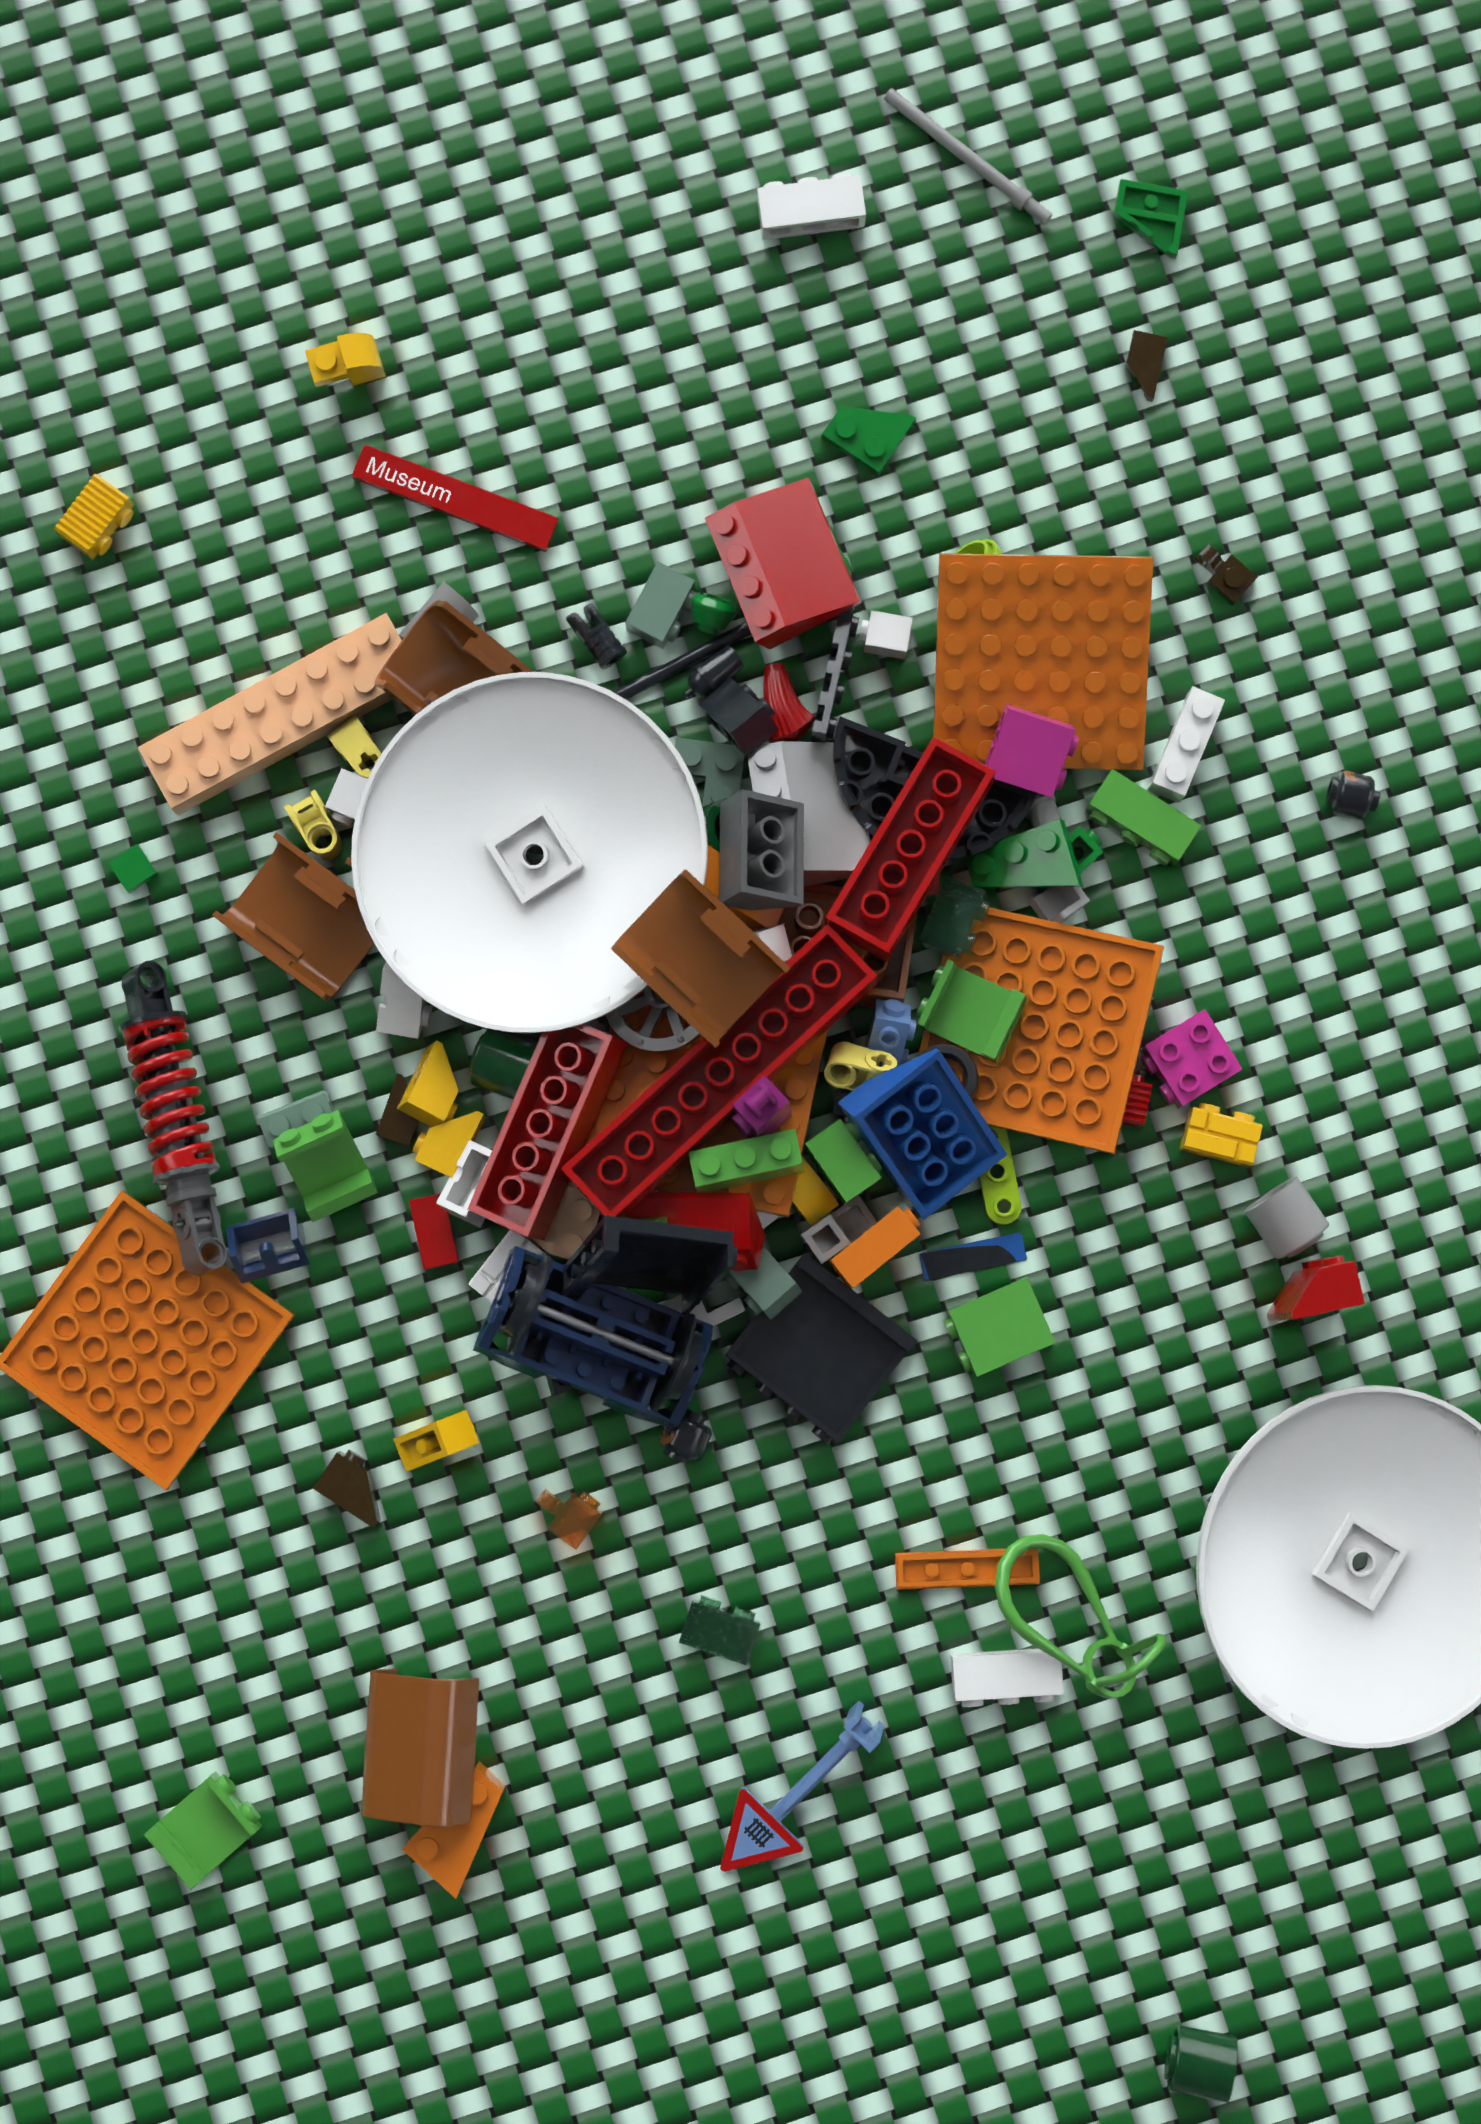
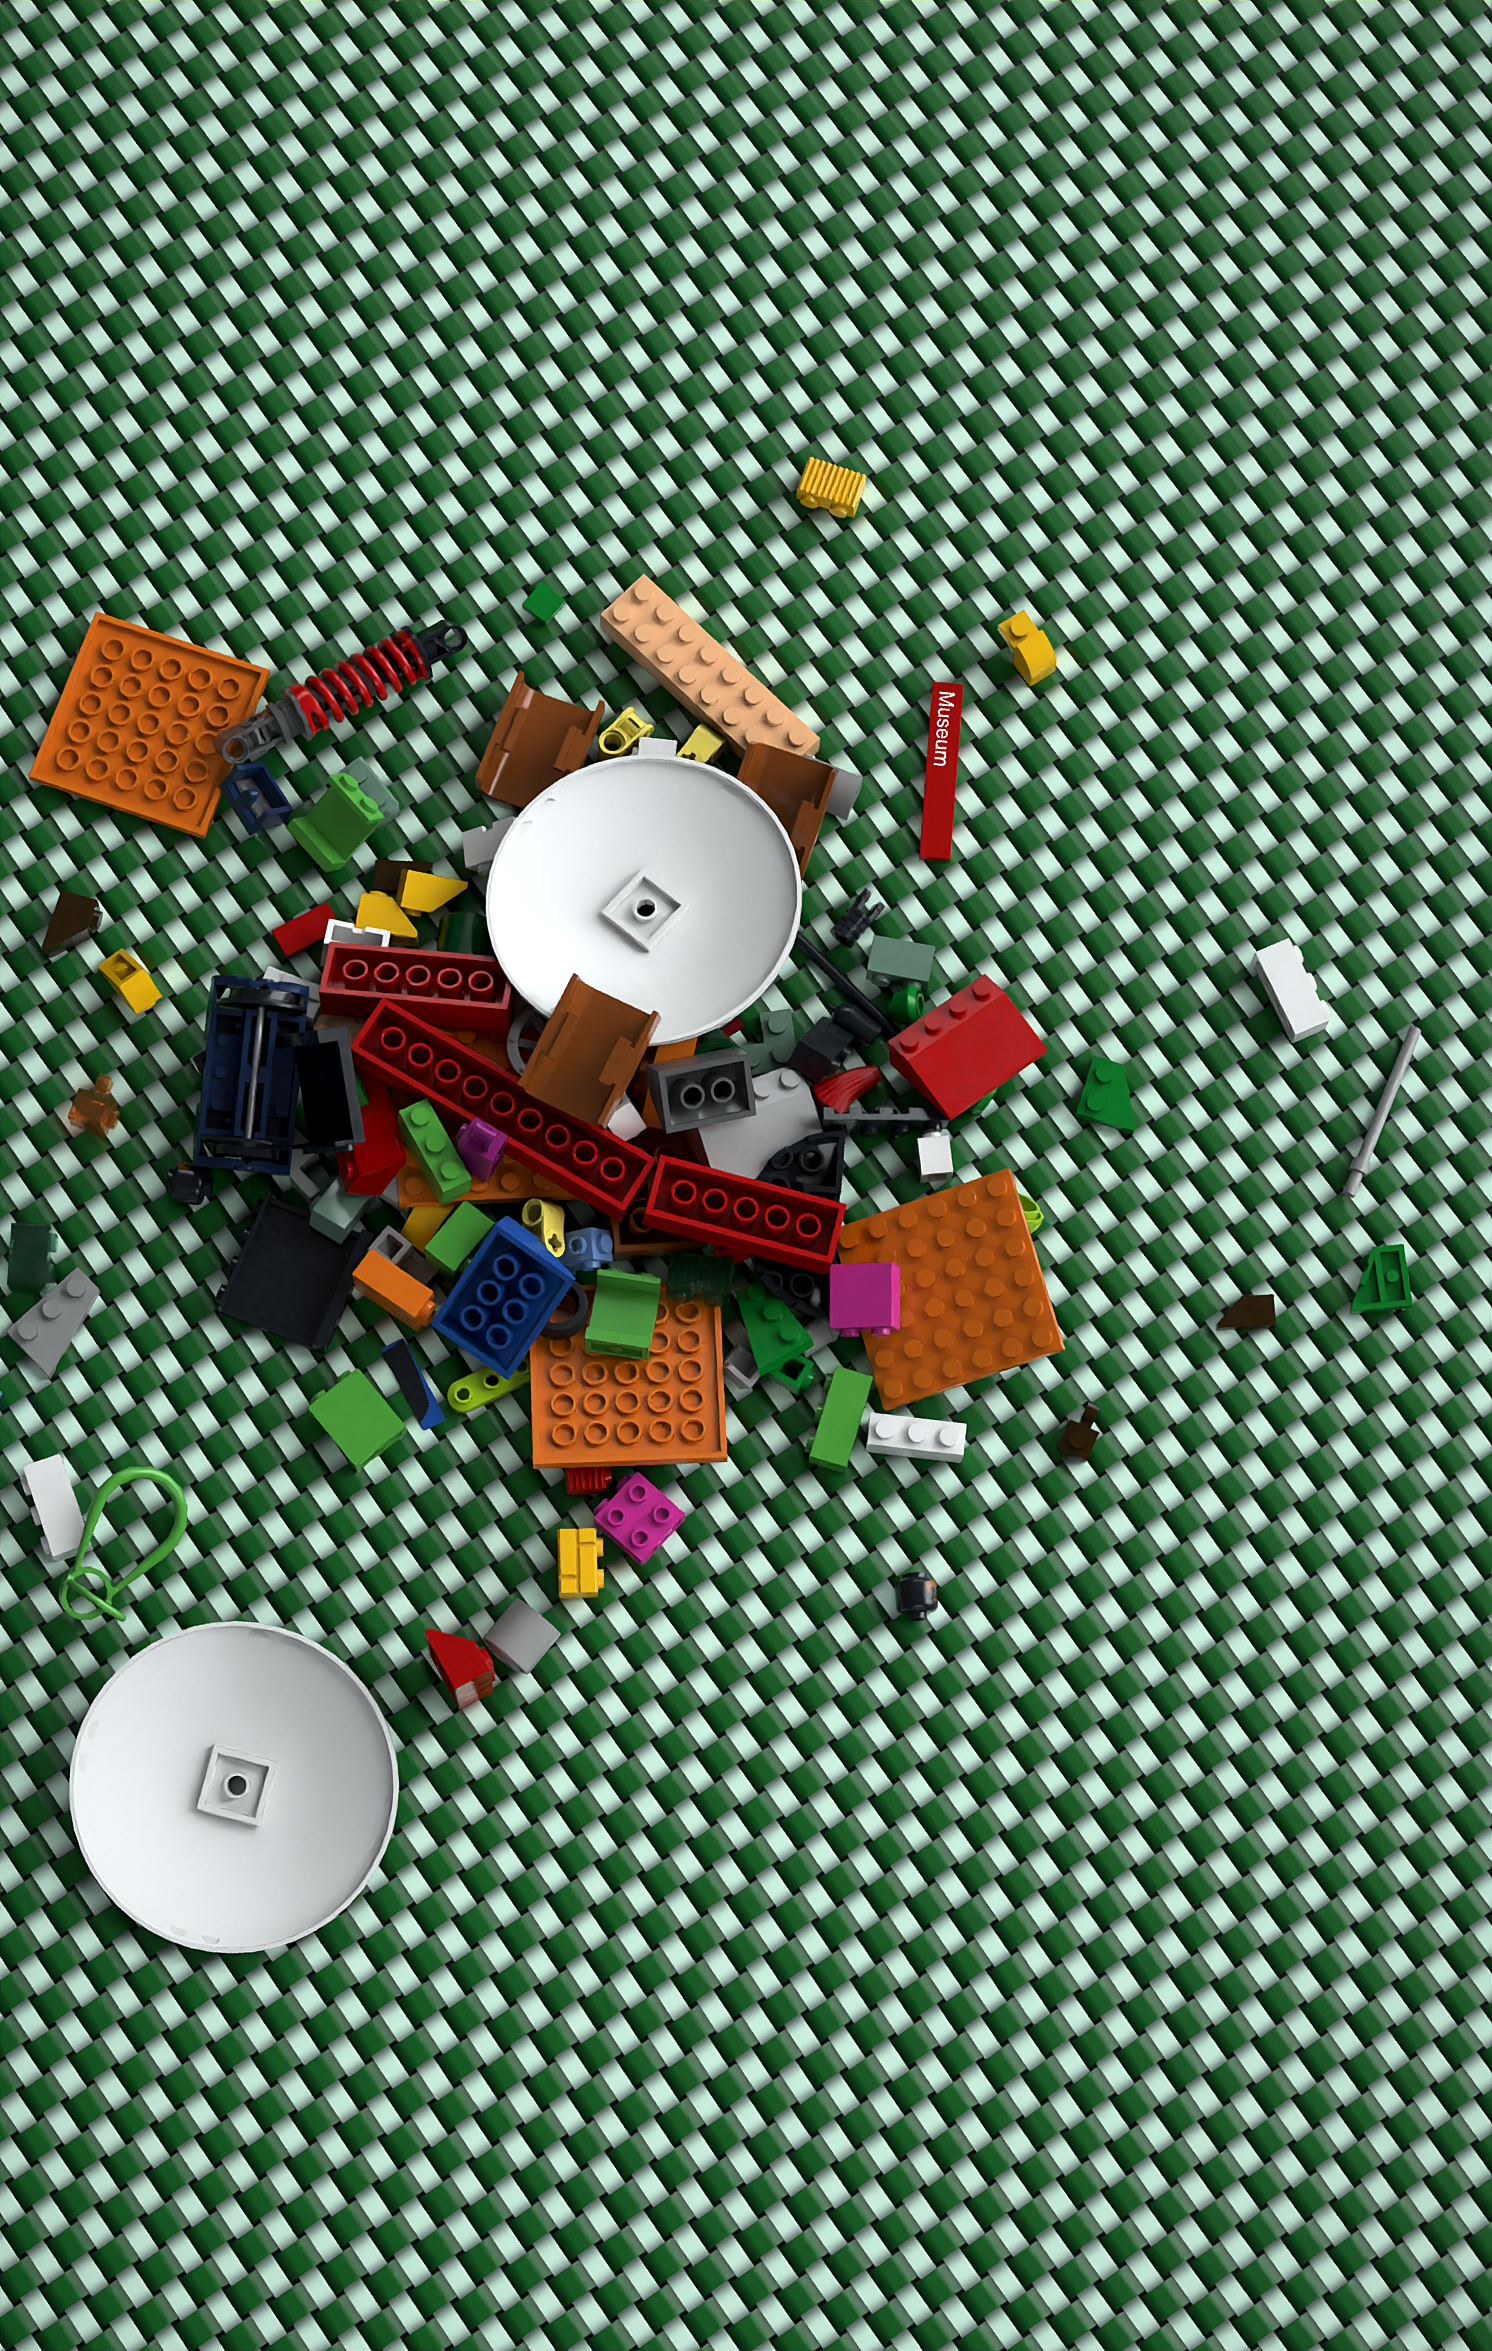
camera: 70 degrees right, 10 degrees down
(795, 1622) = (51, 1324): none -> light grey wing
(961, 1568) = (139, 1449): orange tile -> none

